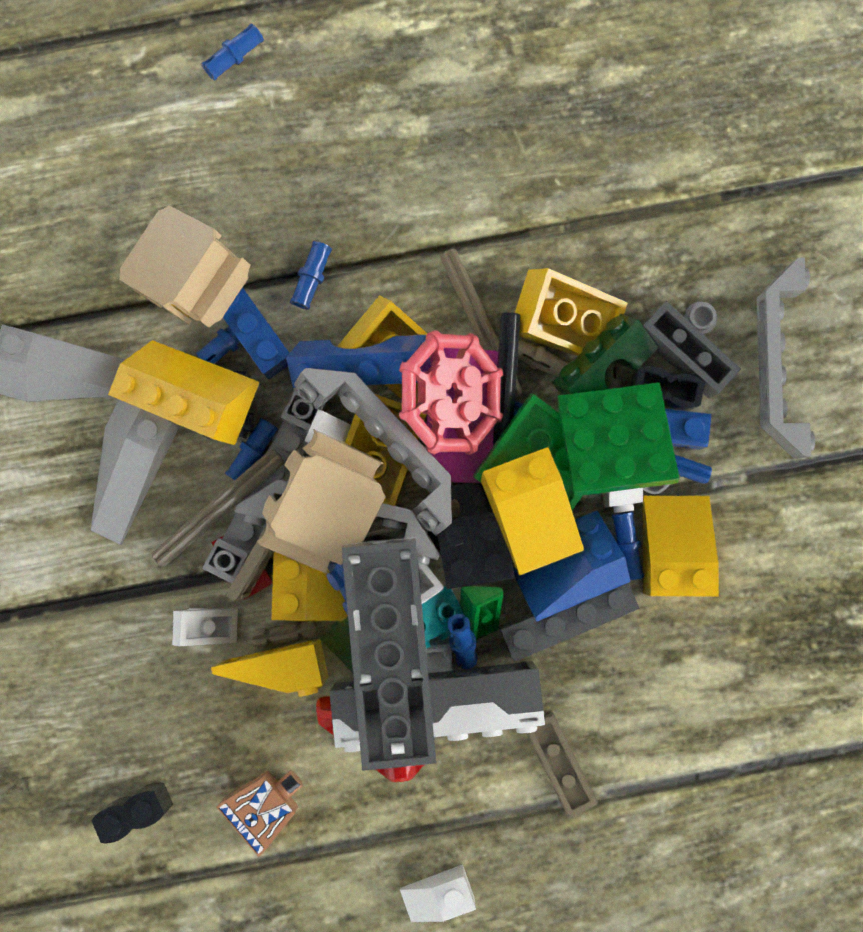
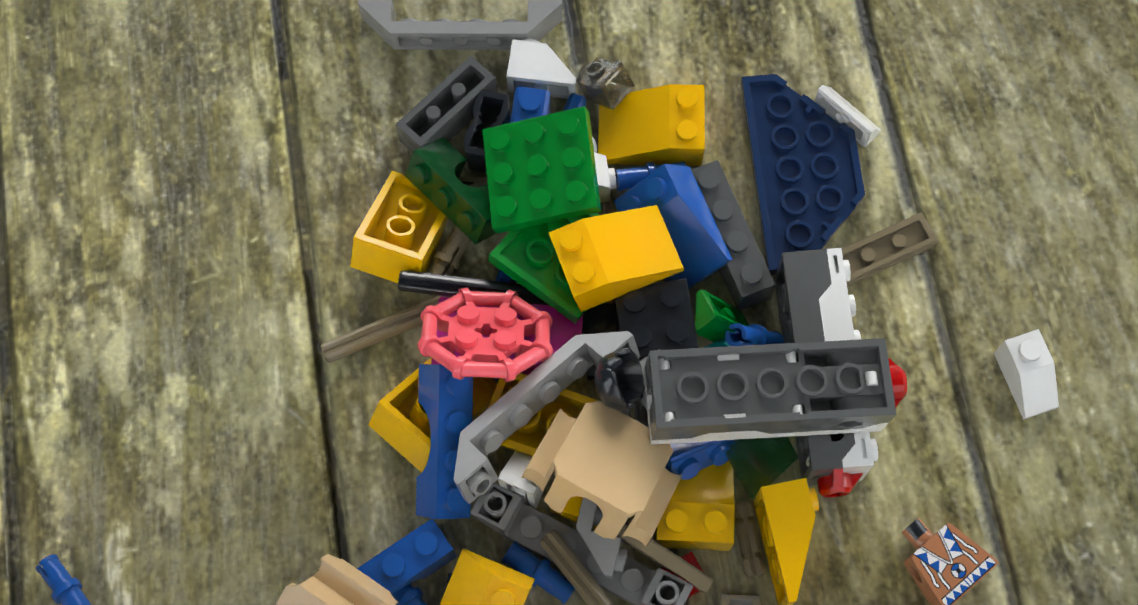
camera: 85 degrees left, 15 degrees down
(311, 275) = (339, 503): blue pin -> none
(401, 514) = (619, 379): none -> black hair
(639, 690) = (801, 167): none -> dark blue plate
(698, 735) = (844, 112): none -> white slope
(702, 316) = (409, 97): light grey plate -> none
(727, 493) = (597, 75): none -> clear smoke brick
(735, 434) = (538, 67): none -> white slope

